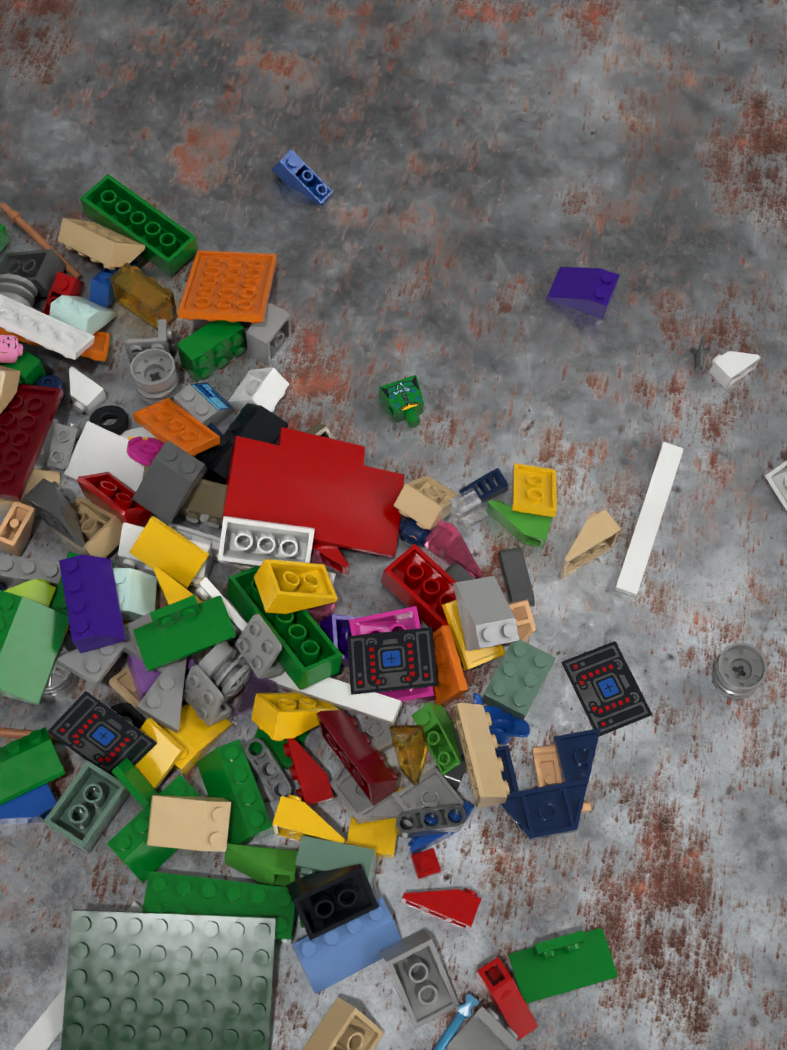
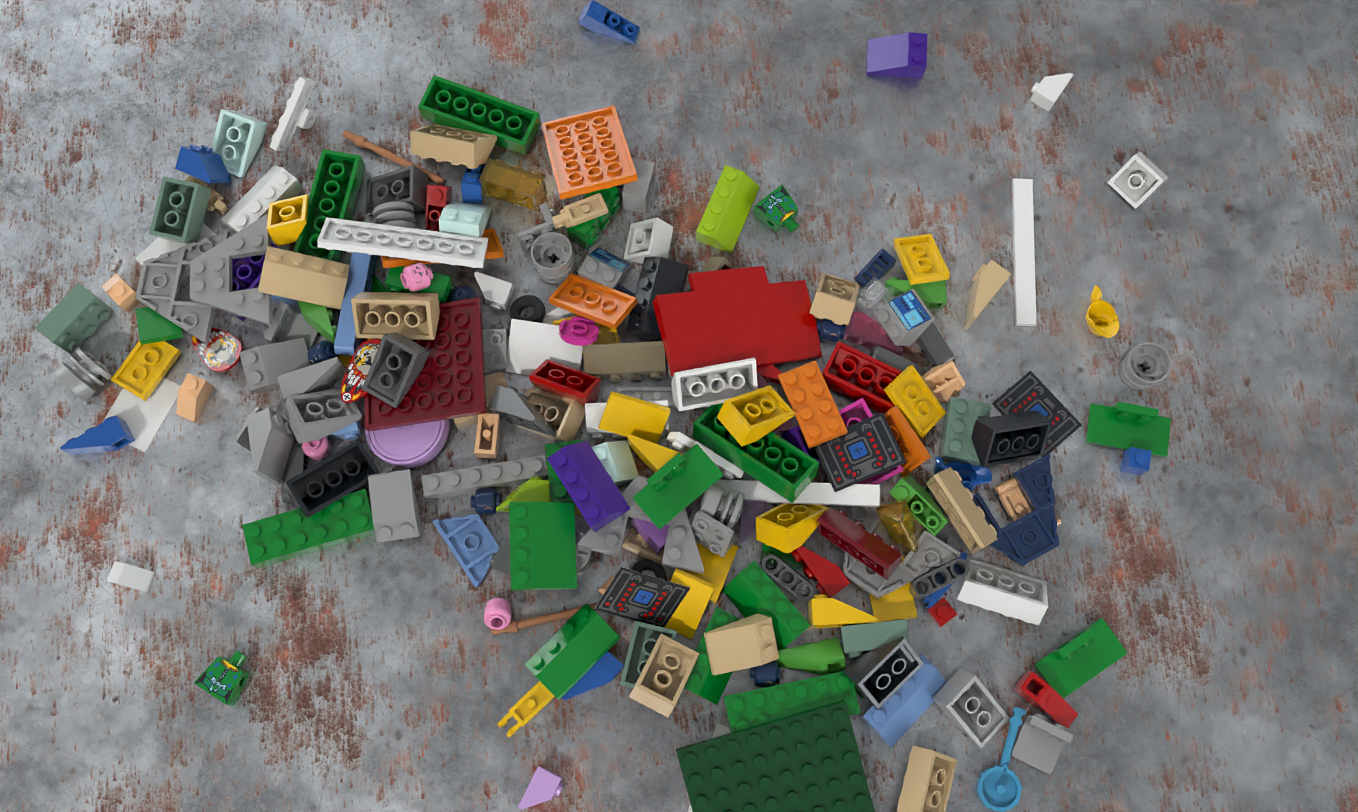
camera: 15 degrees left, 10 degrees up
(91, 825) = (664, 675): none -> tan slope
(134, 782) = (682, 626): green tile -> none
(169, 481) = (611, 355): dark grey slope -> none
(195, 336) = (580, 211): none -> tan hinge
(207, 864) = (766, 674): none -> dark blue head
(260, 648) = (748, 478): light grey bracket -> none
(351, 384) = (727, 210): none -> lime slope
(361, 597) = (812, 404): none -> orange plate
(449, 905) = (980, 640): red slope -> none
(484, 613) = (923, 386): light grey slope -> none
(493, 542) = (905, 318): none -> slope
(499, 861) = (1003, 591): none -> white slope
(562, 698) = (1010, 437): none -> black slope
(697, 769) = (1135, 461): none -> blue brick
(700, 354) = (1017, 86): dark grey bar -> none
(702, 733) = (1127, 427): none -> green bracket
(709, 604) = (1101, 316): none -> yellow hair

